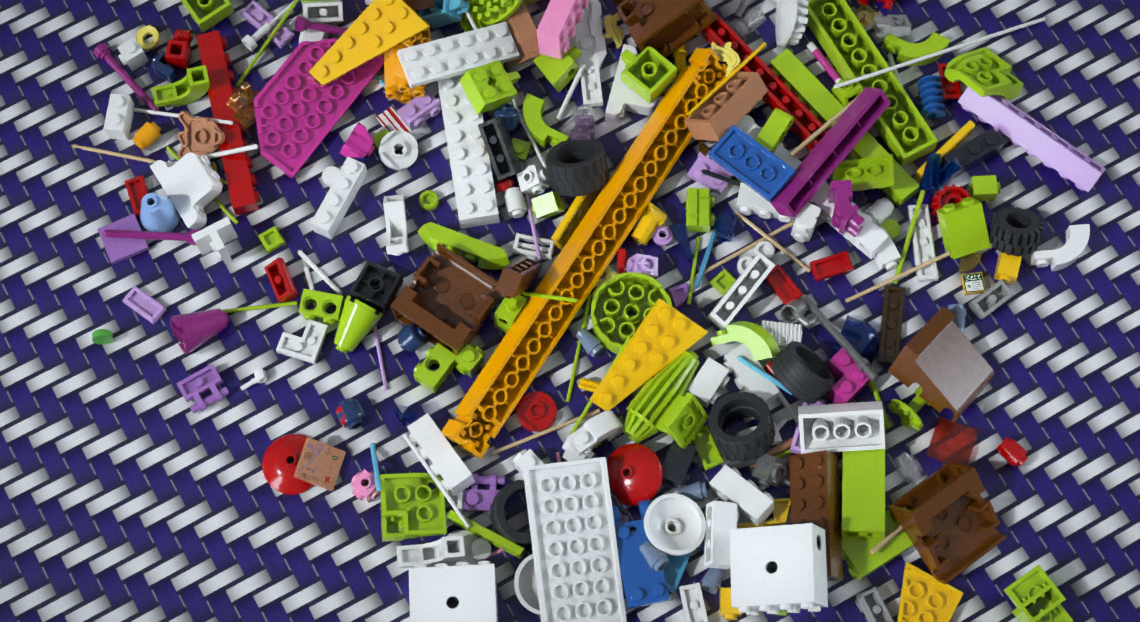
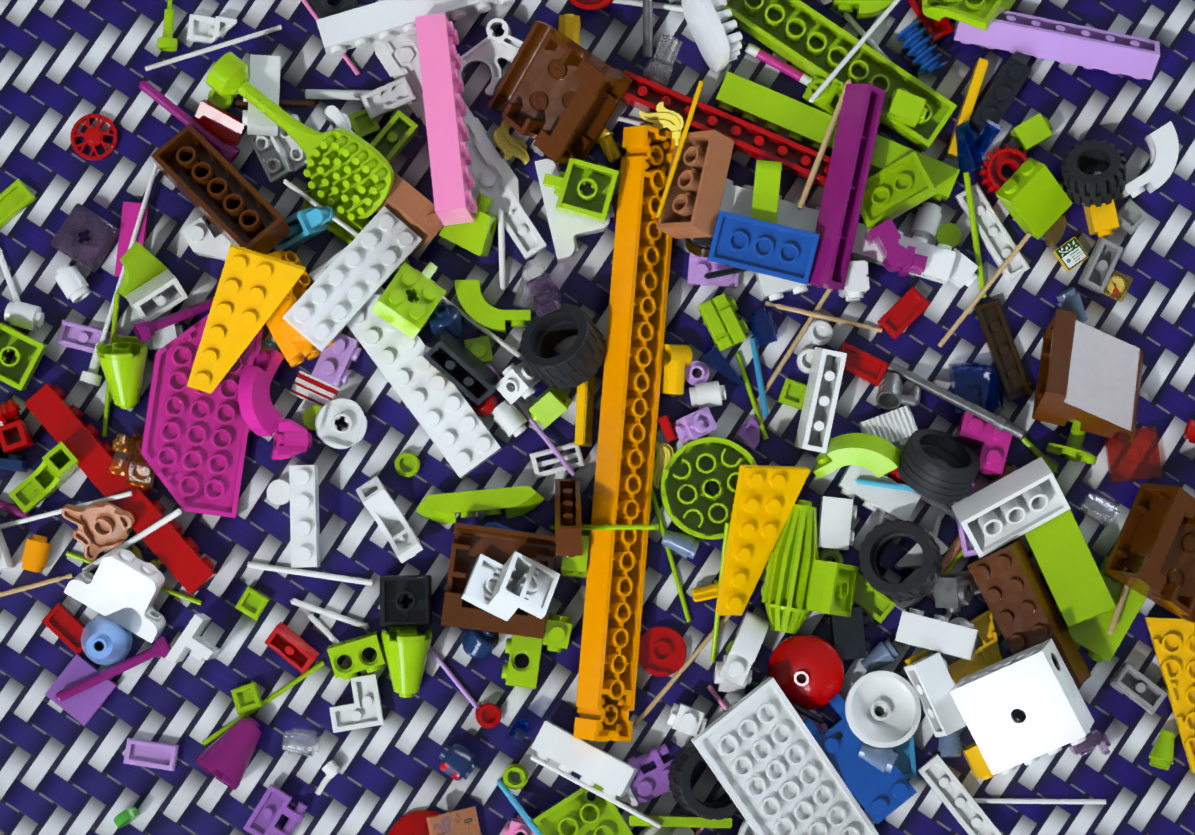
camera: 30 degrees left, 15 degrees up
(230, 299) = (247, 698): none -> lime tile
(250, 346) = (301, 742): none -> clear brick
(273, 46) = (123, 368): none -> lime cone
(322, 240) = (308, 573): none -> white axle
(349, 103) = (255, 393): none -> dark pink arch
(382, 440) = (515, 784): none -> lime plate
(390, 393) = (487, 714): none -> red tile
(458, 300) = (511, 586): none -> white bracket
(665, 252) = (707, 394): none -> white brick
(900, 123) = (907, 108): none -> lime brick
(996, 320) = (1117, 286): none -> clear yellow tile
(1029, 279) = (1131, 216): none -> light grey tile

